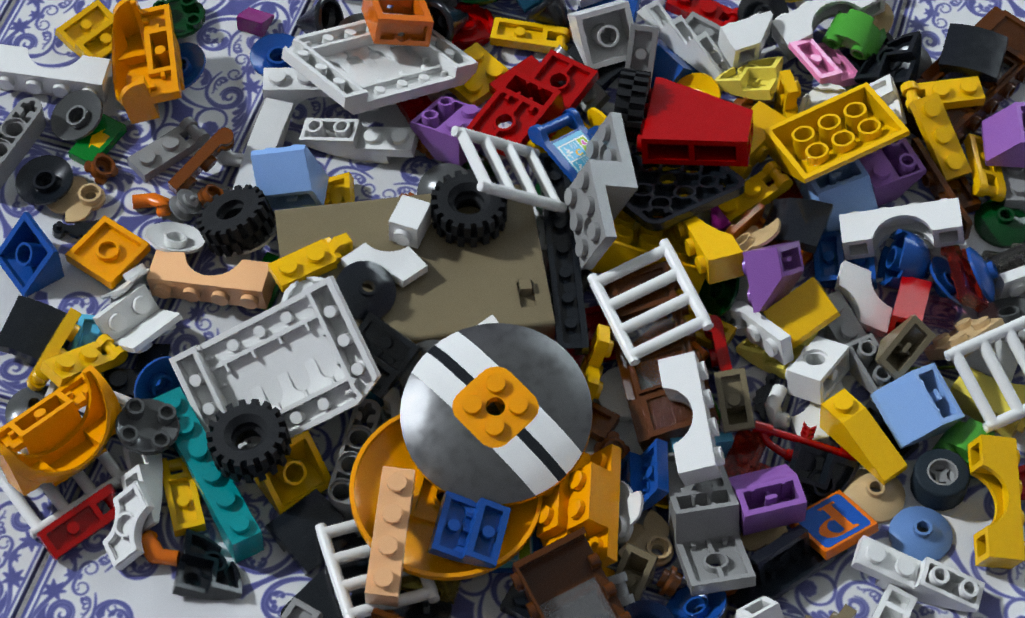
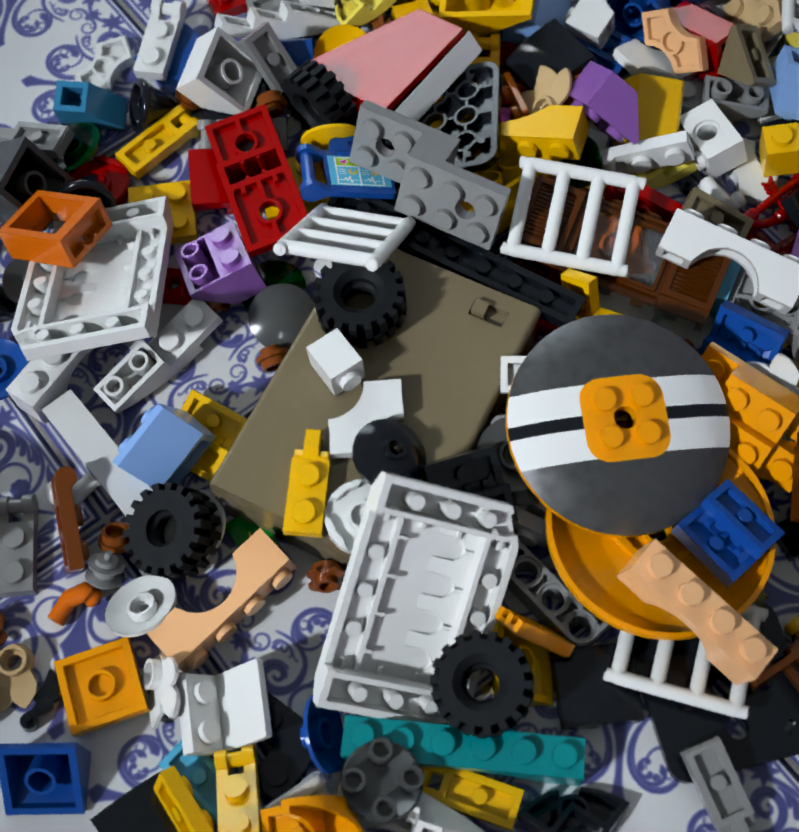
camera: 50 degrees left, 10 degrees up
(314, 460) = (534, 632): none -> light orange tile
(608, 78) = (274, 101): none -> dark orange plate
(694, 158) = (440, 78): none -> white sticker
(881, 295) = (682, 48): none -> light nougat tile

